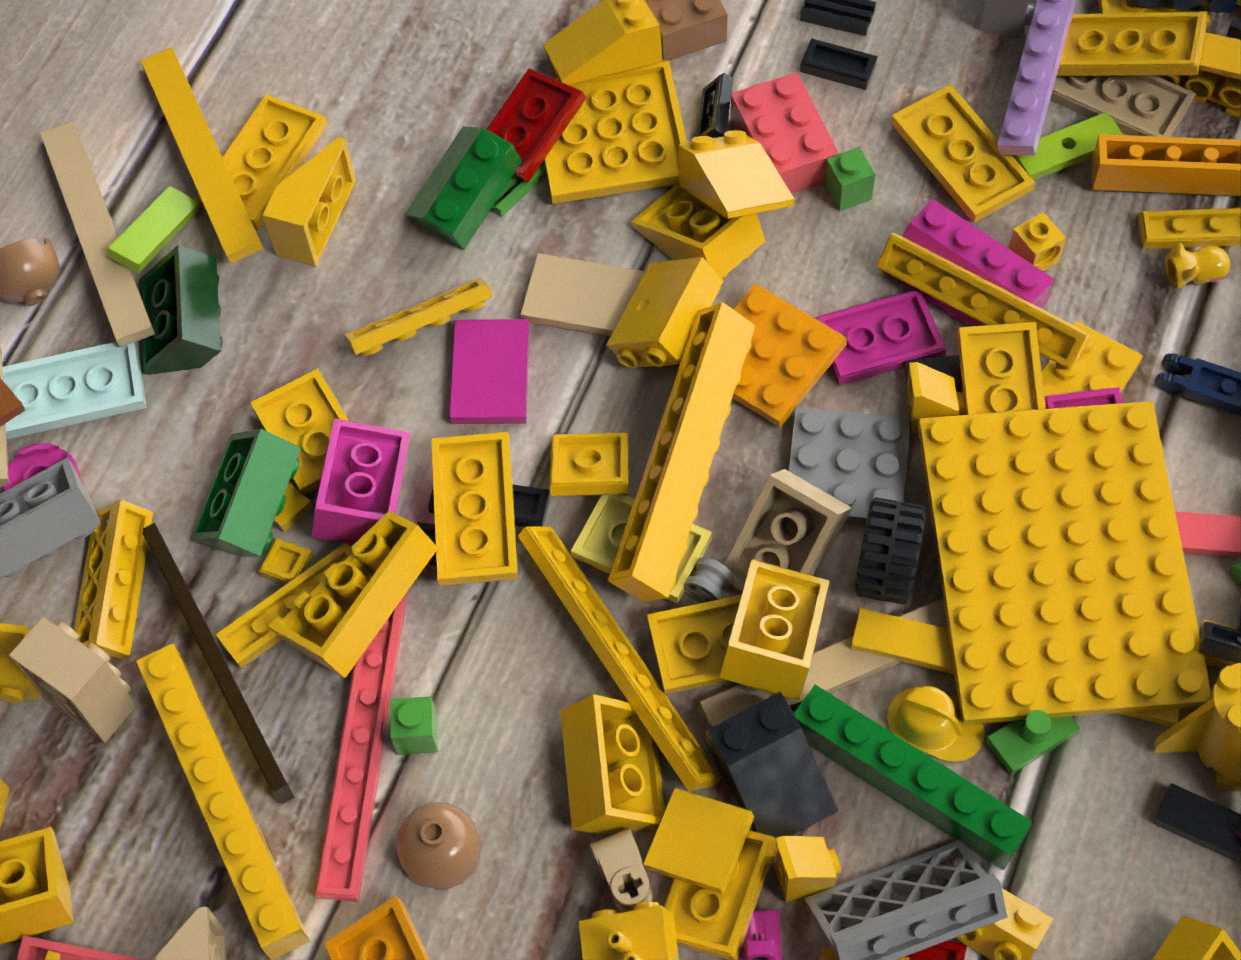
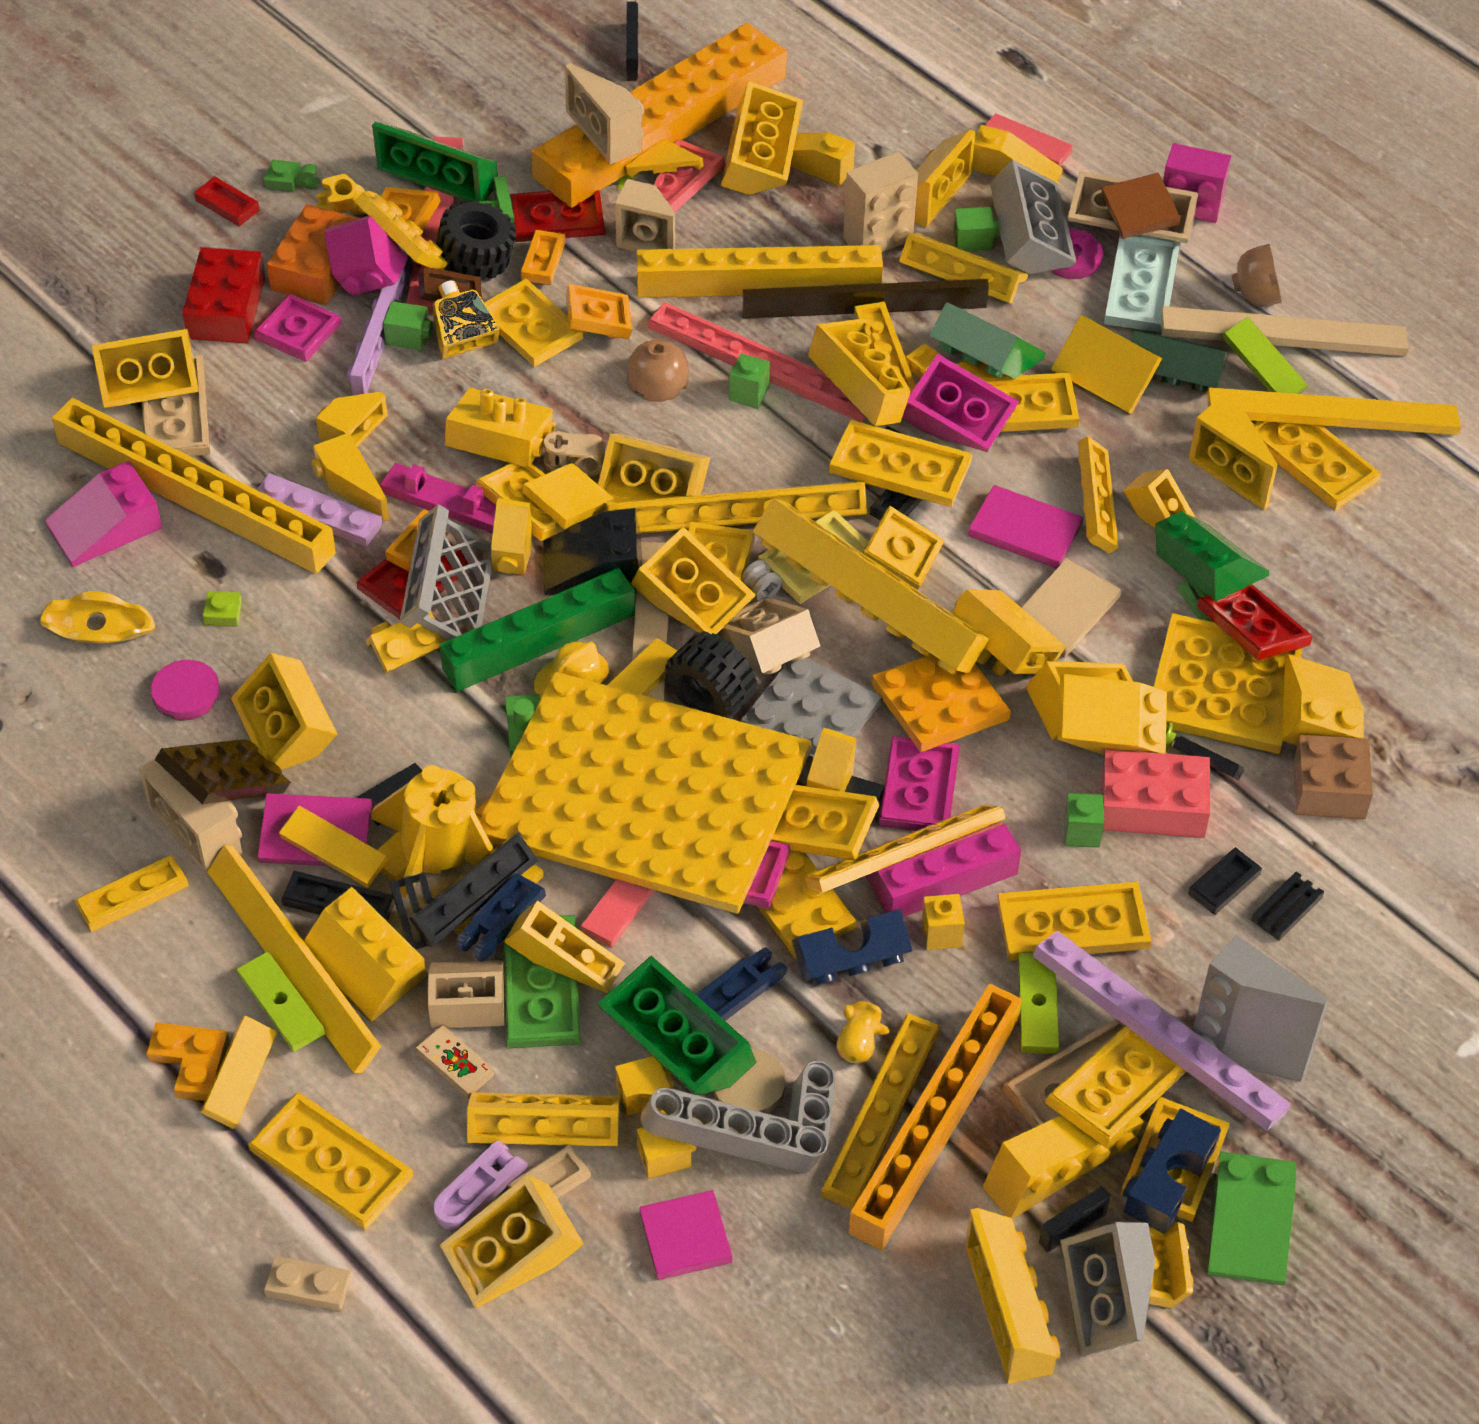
camera: 110 degrees right, 10 degrees down
(46, 588) = (975, 228): none -> bright green brick
(226, 367) = (1106, 364): none -> yellow tile
(403, 258) = (1156, 496): none -> yellow slope
(1097, 284) = (883, 940): none -> dark blue arch

